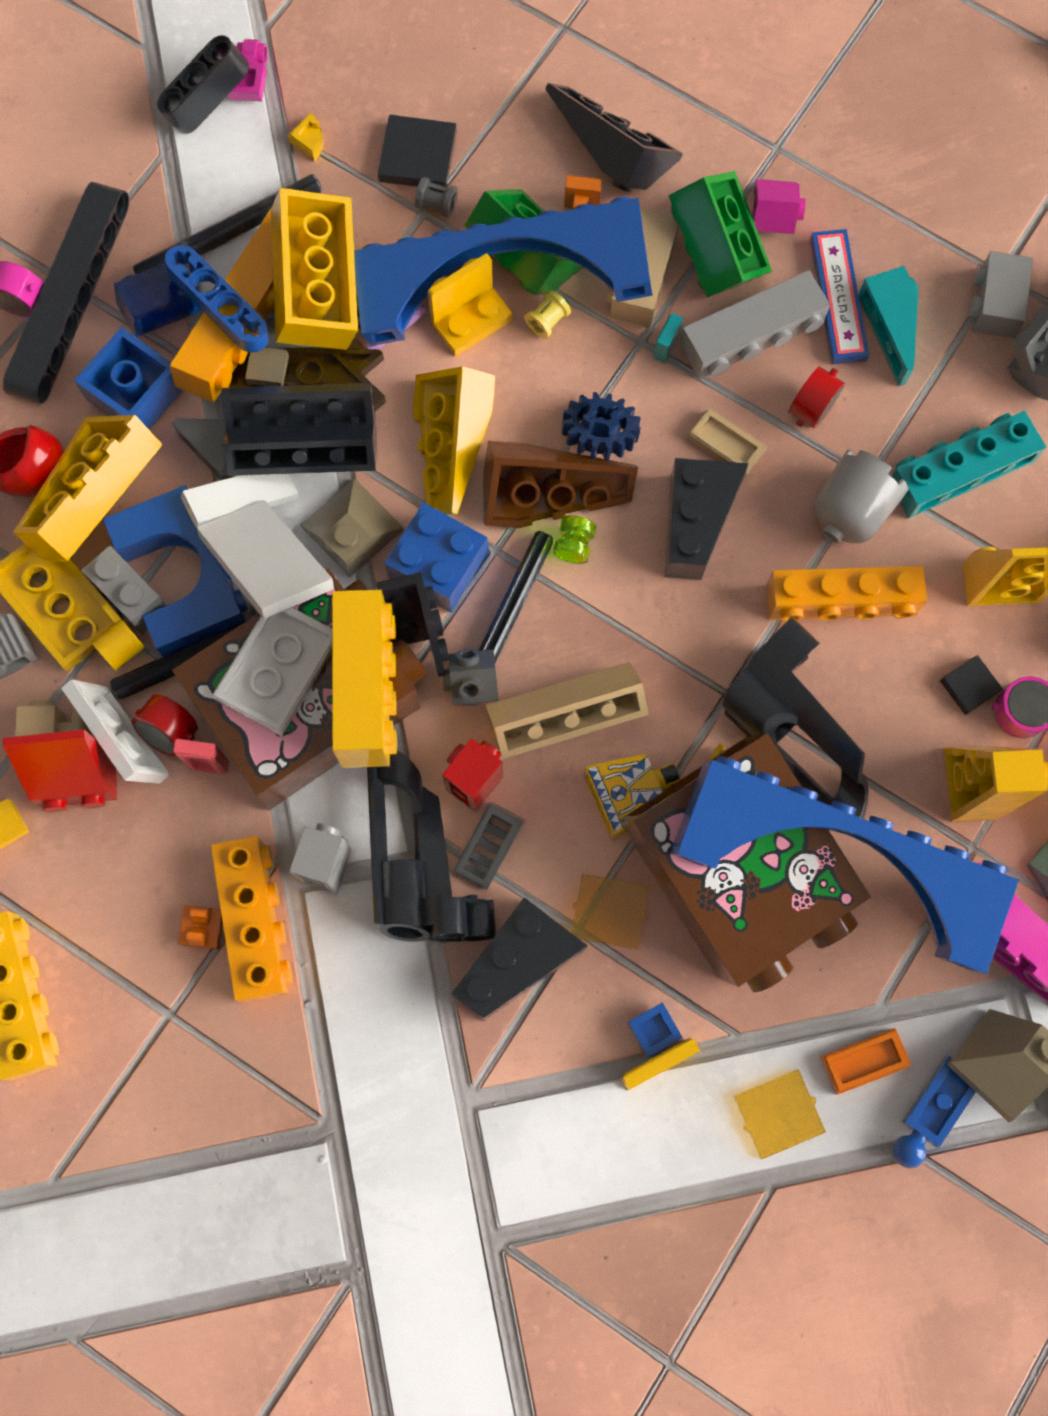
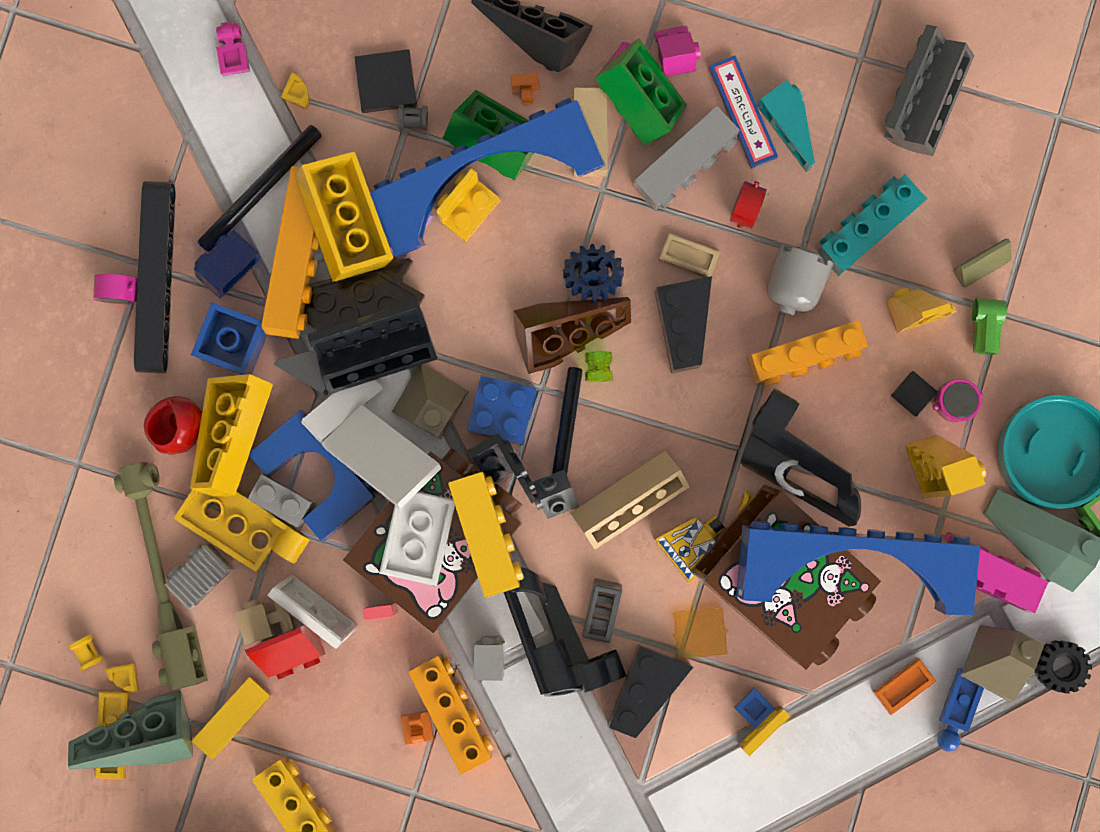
camera: 15 degrees left, 10 degrees up
(161, 668) = (338, 540): black axle -> none
(163, 722) = (345, 594): red piece -> none
(203, 84) = (214, 69): black beam -> none
(219, 296) = (279, 259): blue beam -> none
(267, 367) = (329, 298): dark tan tile -> none
(453, 419) = (482, 300): yellow wedge -> none
(473, 772) = (577, 567): red brick -> none
(547, 314) = (526, 191): light yellow bush -> none
(668, 337) = (623, 185): teal tile -> none
(779, 1114) = (854, 739): clear yellow piece -> none
(1001, 294) = (865, 78): light grey brick -> none

